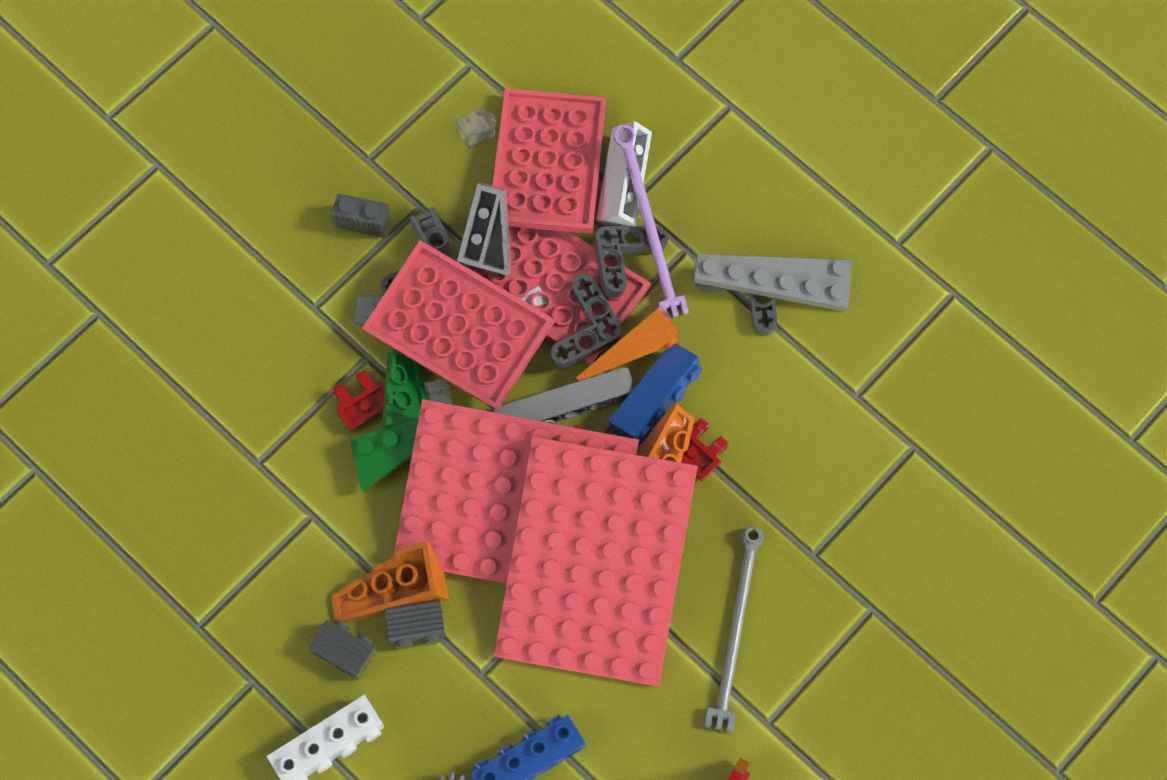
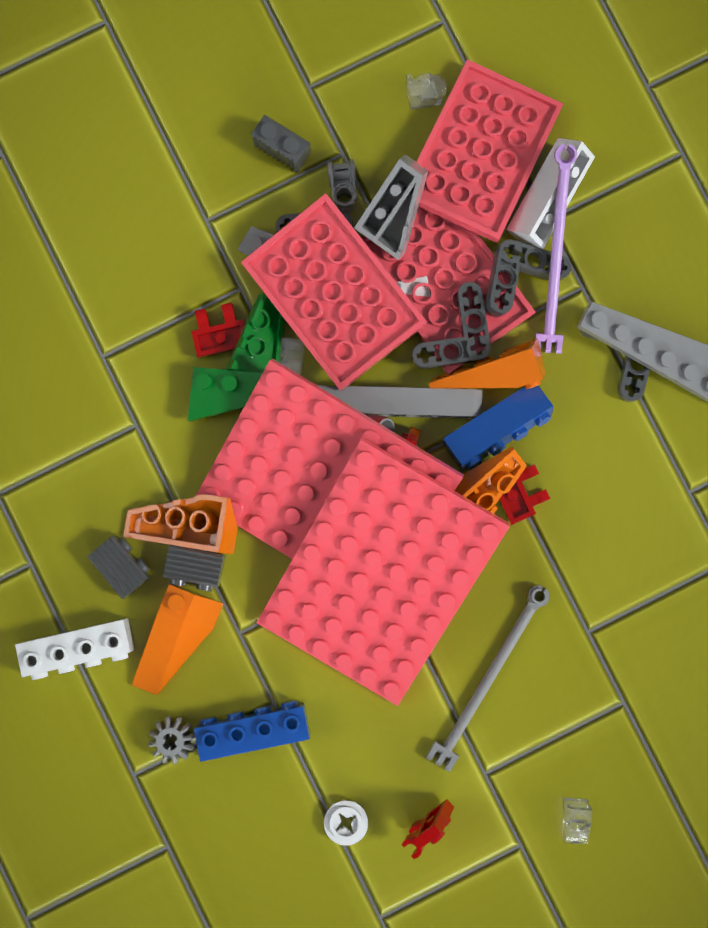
camera: 20 degrees right, 15 degrees up
(422, 687) = (178, 630): none -> orange wedge
(870, 733) = (576, 820): none -> clear leg

